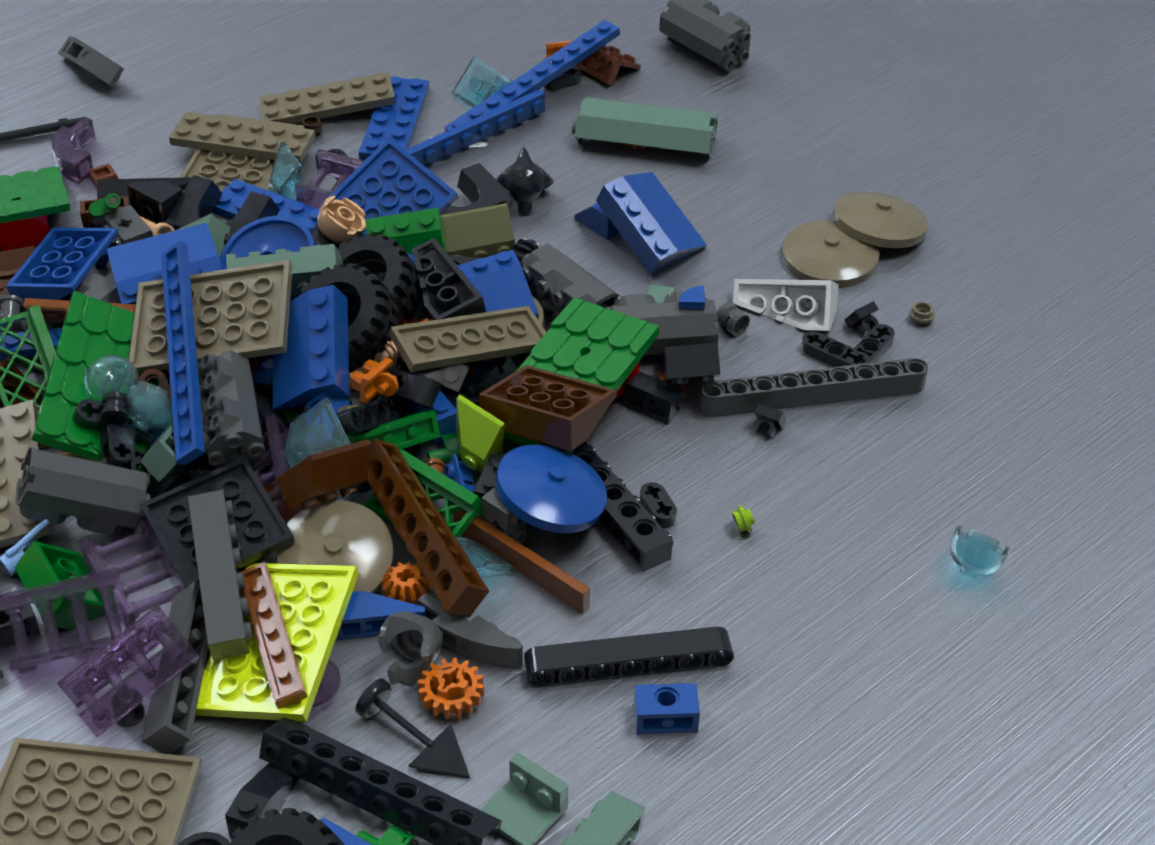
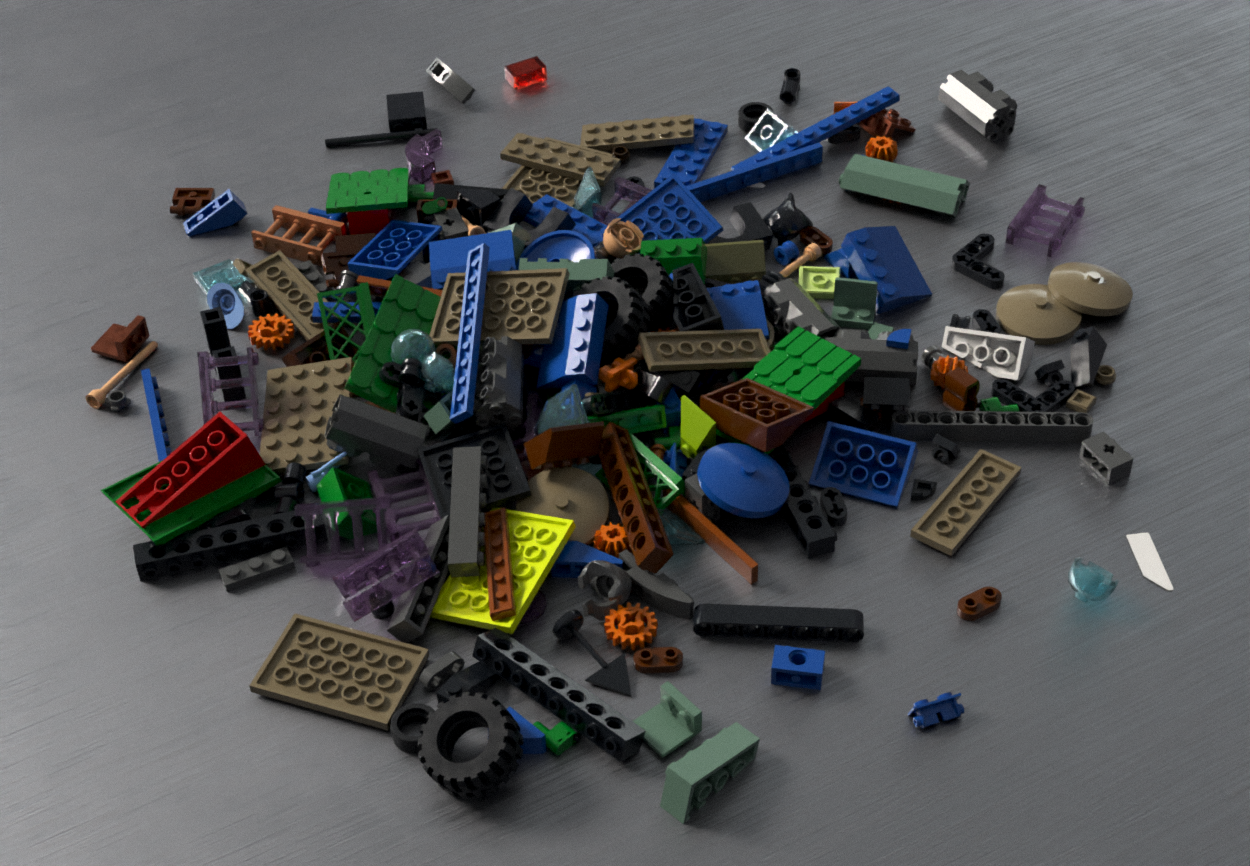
camera: 15 degrees right, 0 degrees up
(44, 101) = (406, 111): none -> black panel
(77, 193) = (418, 192): none -> green piece
(179, 44) = (525, 73): none -> clear red brick
(223, 783) = (441, 670): none -> dark grey beam
(449, 63) = (748, 110): none -> black tyre
(490, 31) = (790, 85): none -> black piece
(493, 725) = (658, 660): none -> reddish brown plate
(531, 216) = (786, 253): none -> blue wheel
(559, 214) = (811, 253): none -> light nougat piece
(561, 199) = (813, 235): none -> reddish brown plate
(578, 244) = (818, 281): none -> yellowish green tile
(610, 89) = (882, 148): none -> orange gear
(625, 264) = (854, 303): none -> sand green bracket
(682, 449) = (864, 464): none -> blue slope
(737, 205) = (967, 262): none -> black beam
(743, 519) = (901, 527): lime plate -> none
(748, 272) = (960, 322): none -> black wheel
(752, 331) = (942, 367): none -> orange gear
(755, 471) = (922, 489): none -> black tile
(772, 350) = (960, 391): none -> reddish brown brick
(773, 268) = (990, 323): none -> black beam
(792, 139) = (1032, 208): none -> clear purple fence
(808, 480) = (965, 502): none -> dark tan plate
(811, 362) = (994, 404): none -> green piece
(831, 740) = (927, 712): none -> blue hinge
(860, 593) = (982, 601): none -> reddish brown plate
(898, 295) = (1085, 356): none -> black slope
(904, 346) = (1081, 401): none -> dark tan tile
(951, 406) = (1106, 458): none -> dark grey brick
(1029, 517) = (1149, 559): none -> white sticker

